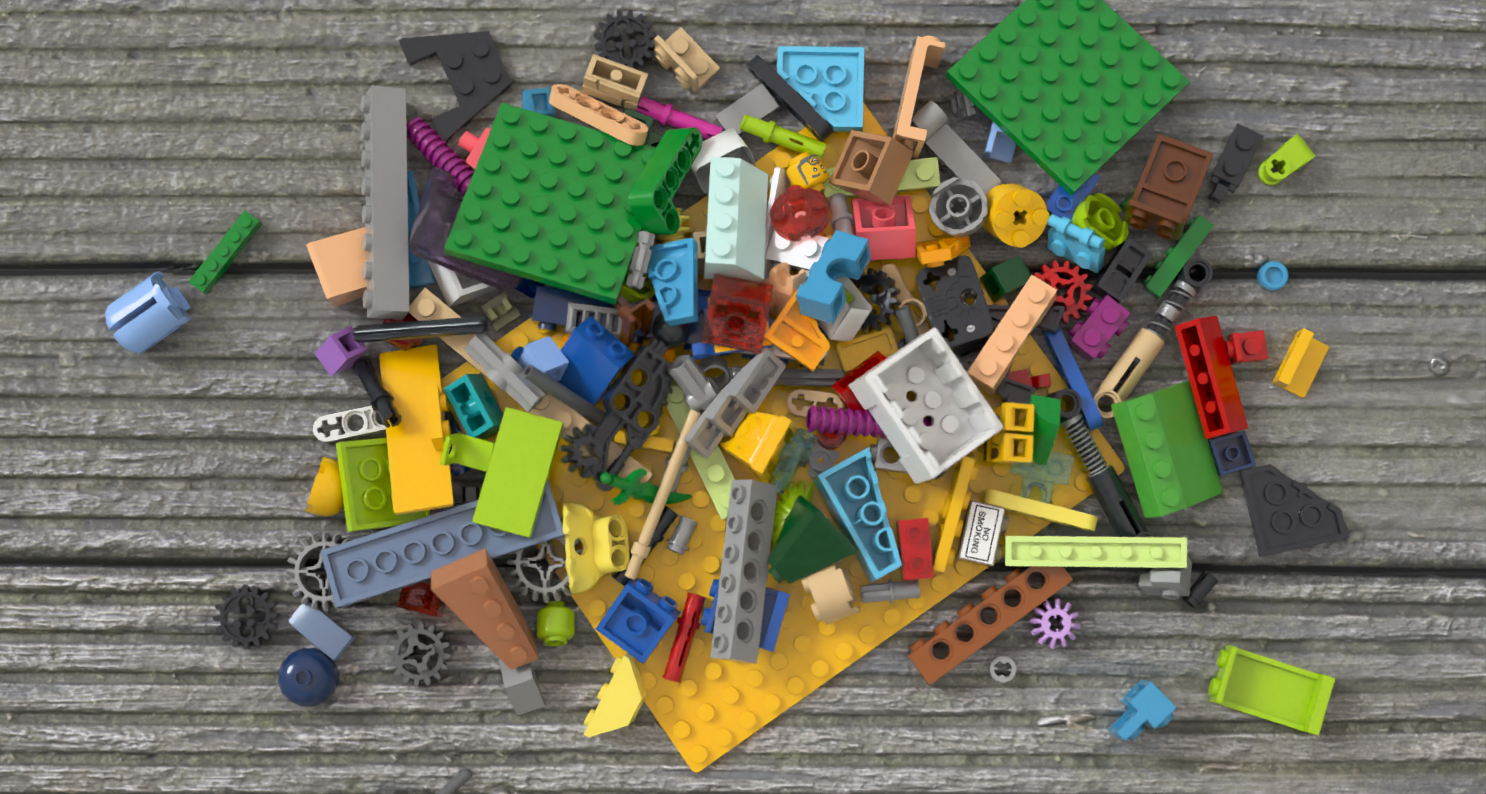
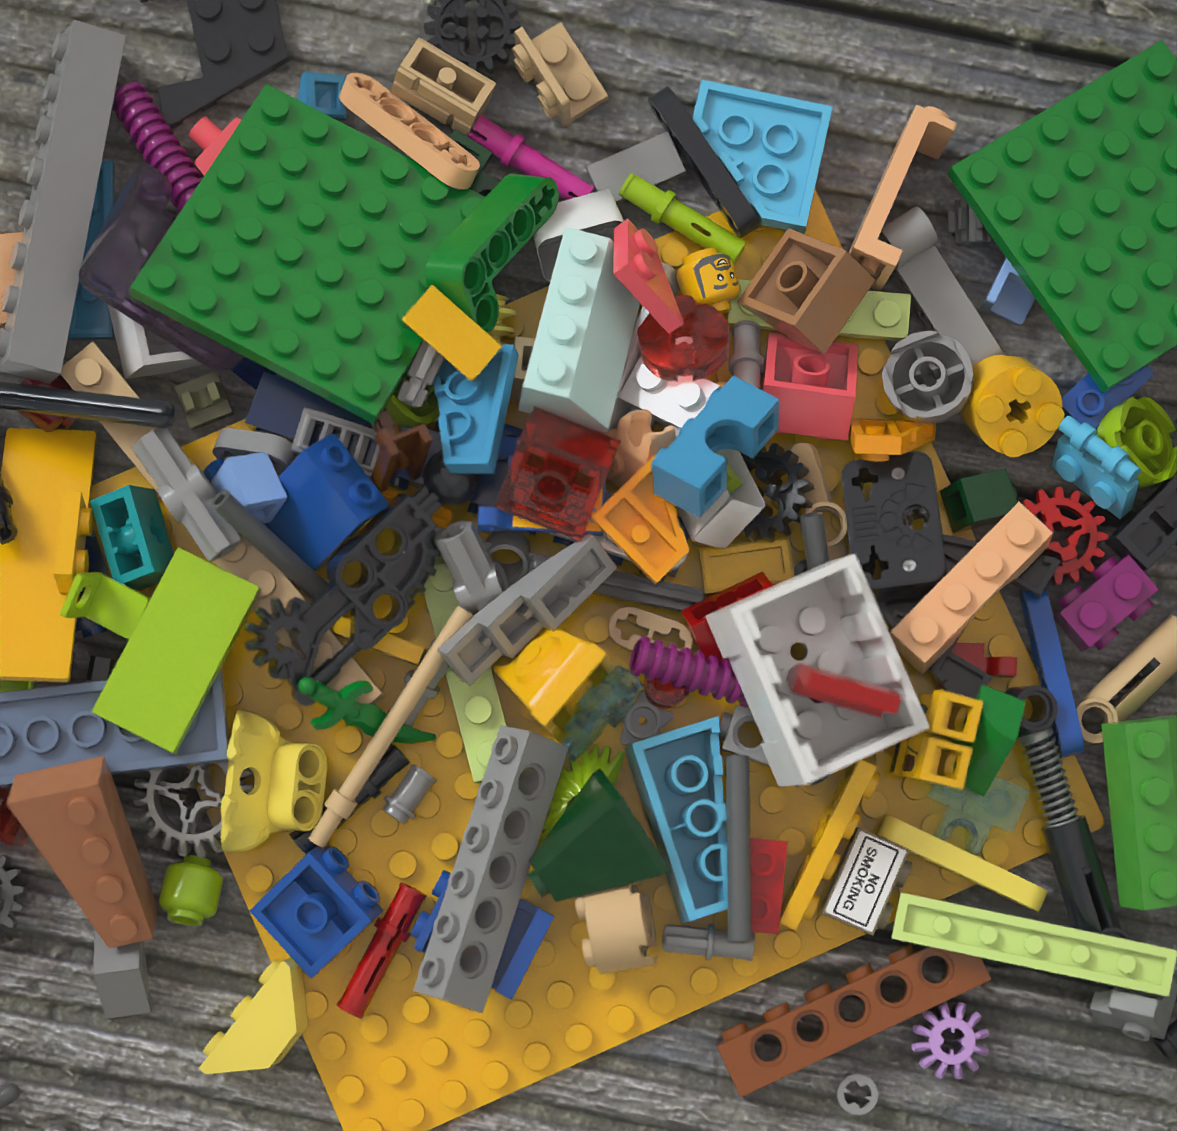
camera: 10 degrees right, 0 degrees up
(530, 333) = (240, 442): none -> light grey beam
(653, 237) = (451, 333): none -> yellow slope
(766, 177) = (642, 273): none -> coral wing
(898, 528) = (738, 849): none -> dark grey piece
(944, 414) = (842, 690): none -> red slope

